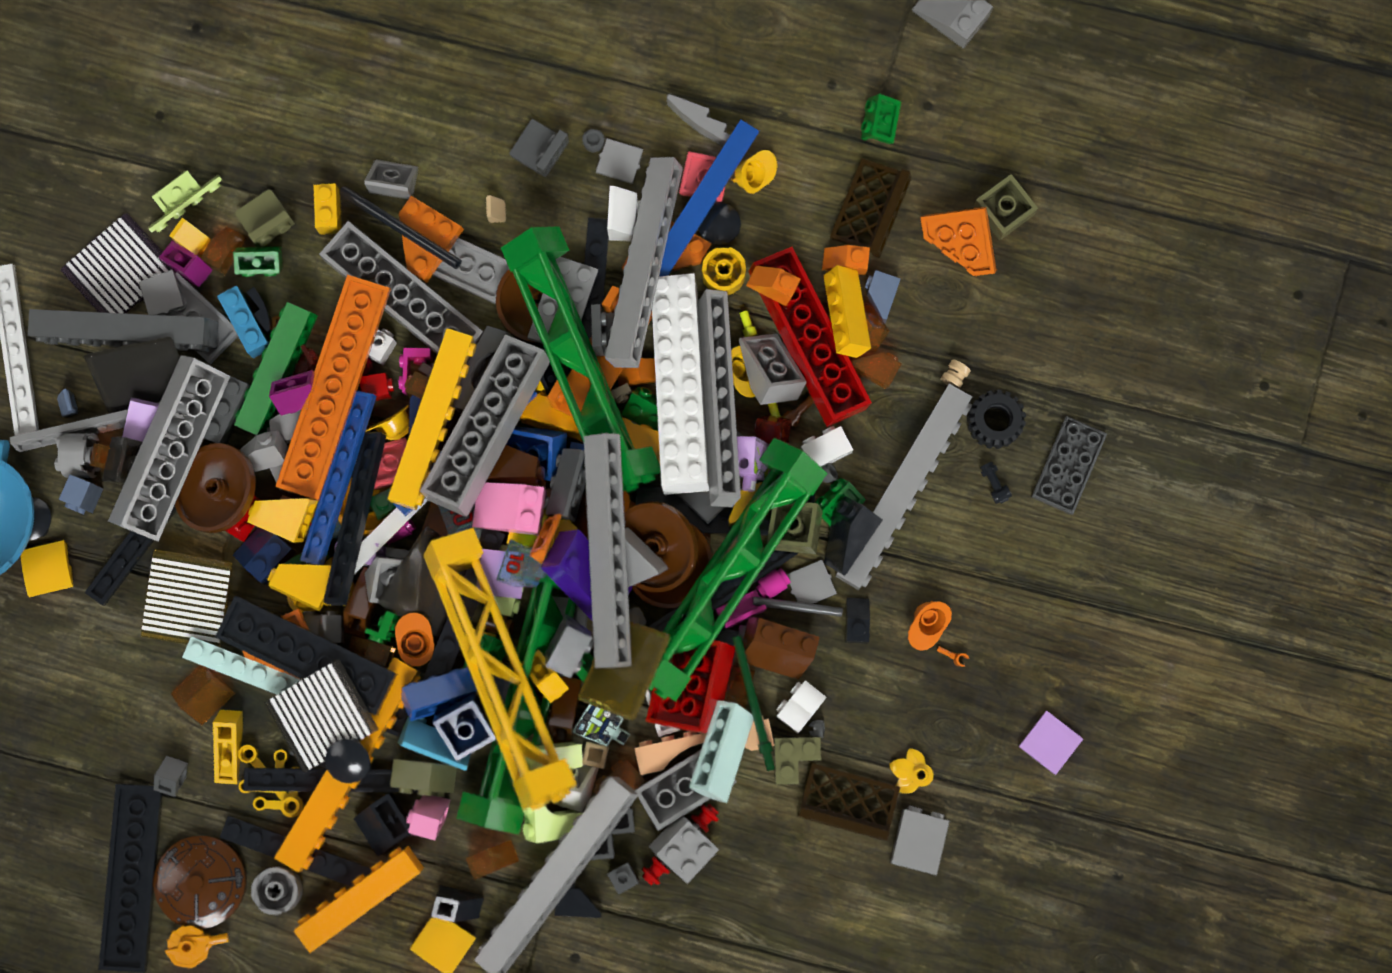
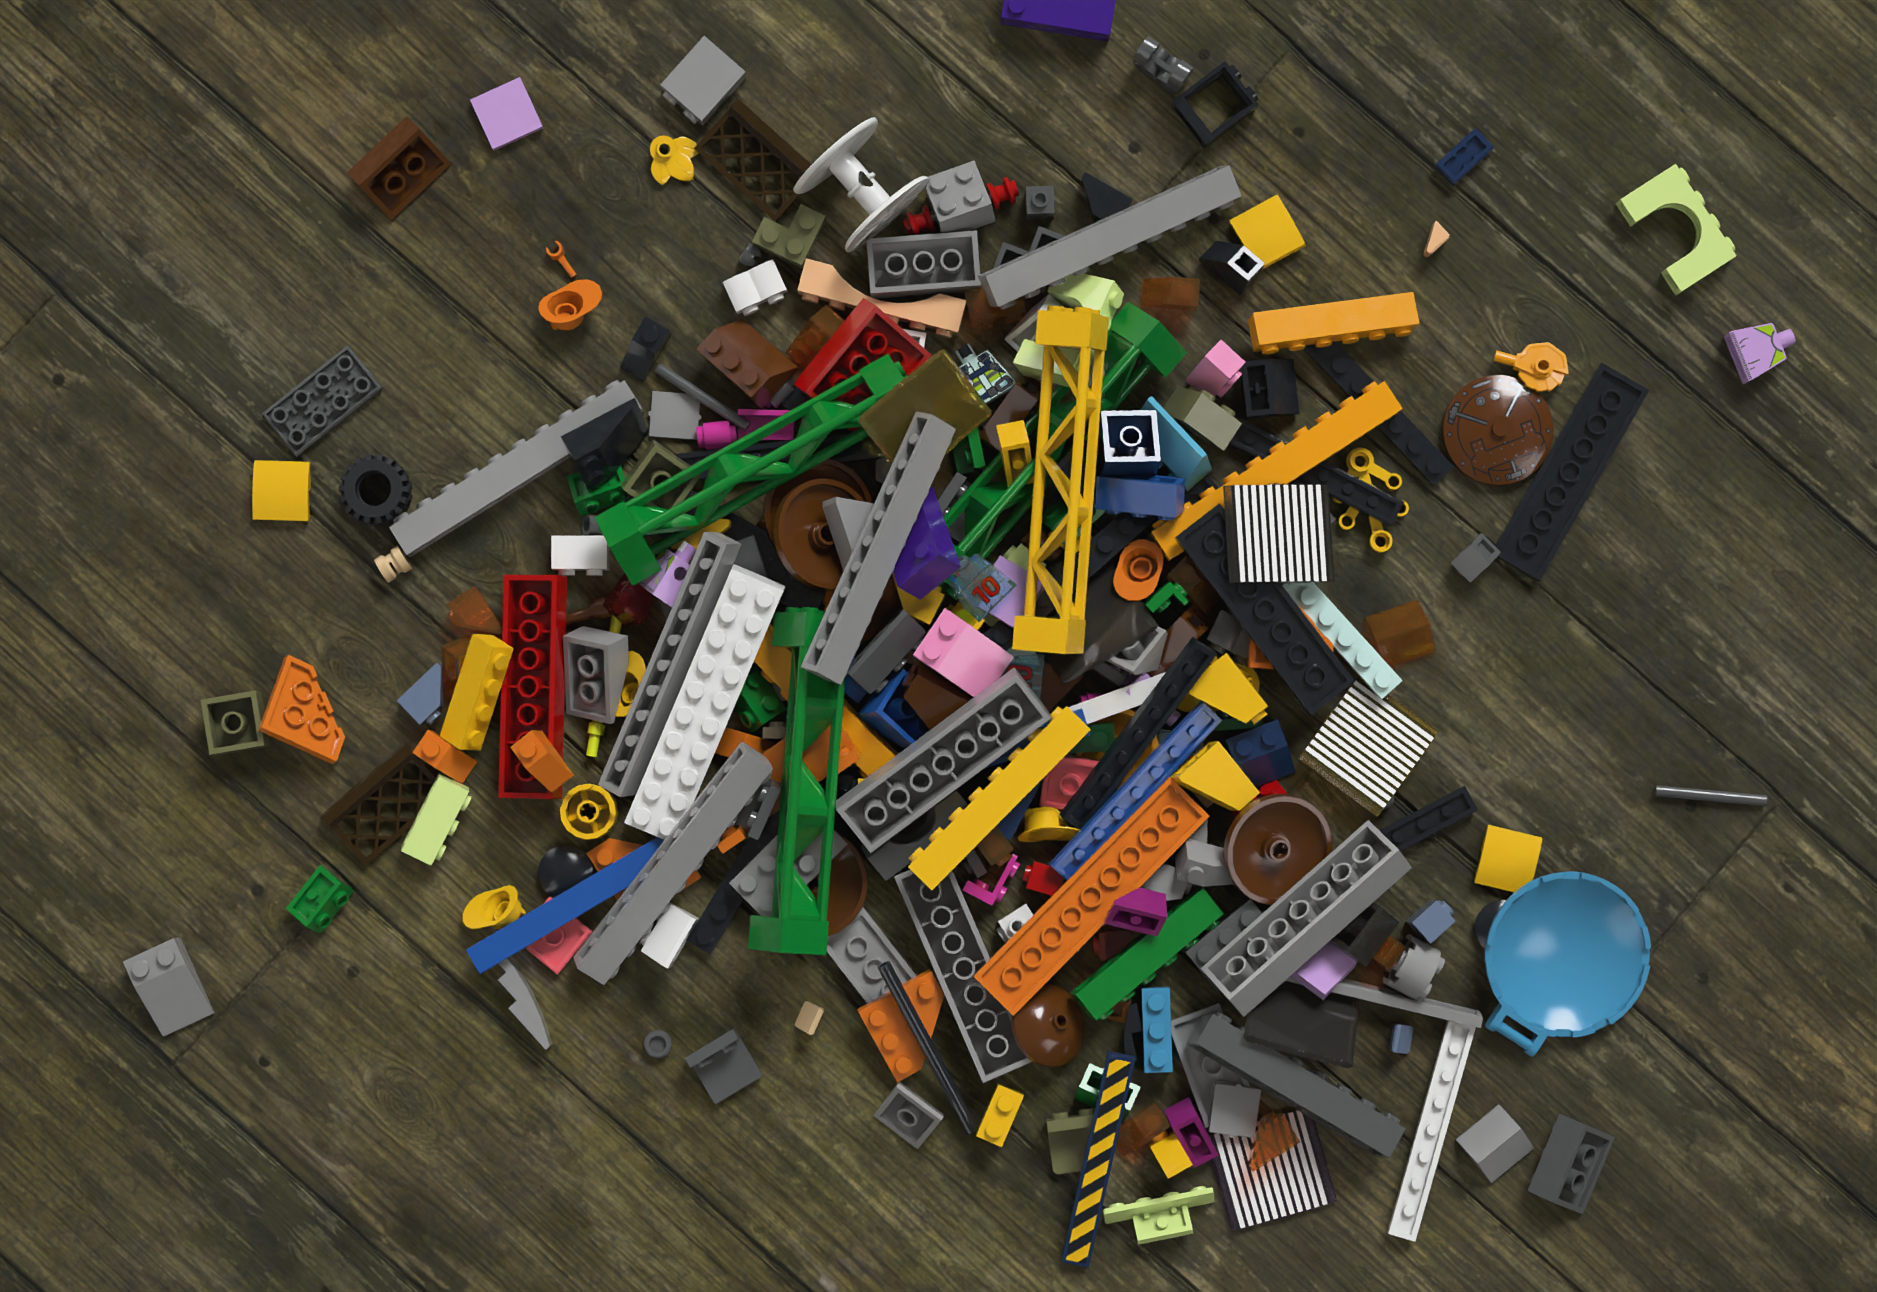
camera: 155 degrees left, 5 degrees up
(124, 285) = (1271, 1139): none -> clear orange slope
(227, 742) = (1398, 560): yellow slope -> none
(241, 210) = (1098, 1159): none -> tile
(267, 899) = (1433, 376): light grey brick -> none
(328, 278) = (1039, 1033): none -> reddish brown dish
(347, 761) = (1273, 469): black dish -> none
(545, 538) = (939, 598): orange slope -> none
(568, 647) = (974, 468): slope -> none
(595, 755) = (1004, 347): tan slope -> none
(619, 161) = (640, 1004): light grey piece -> none
(722, 751) = (865, 277): light aqua brick -> none
(765, 746) = (816, 262): dark green bar -> none
(773, 823) = (848, 170): none -> white piece
(828, 212) = (436, 819): none -> yellowish green brick
(1000, 492) = (414, 408): black bar -> none
(1063, 386) = (281, 490): none -> yellow slope
(1107, 661) = (399, 168): none -> reddish brown slope

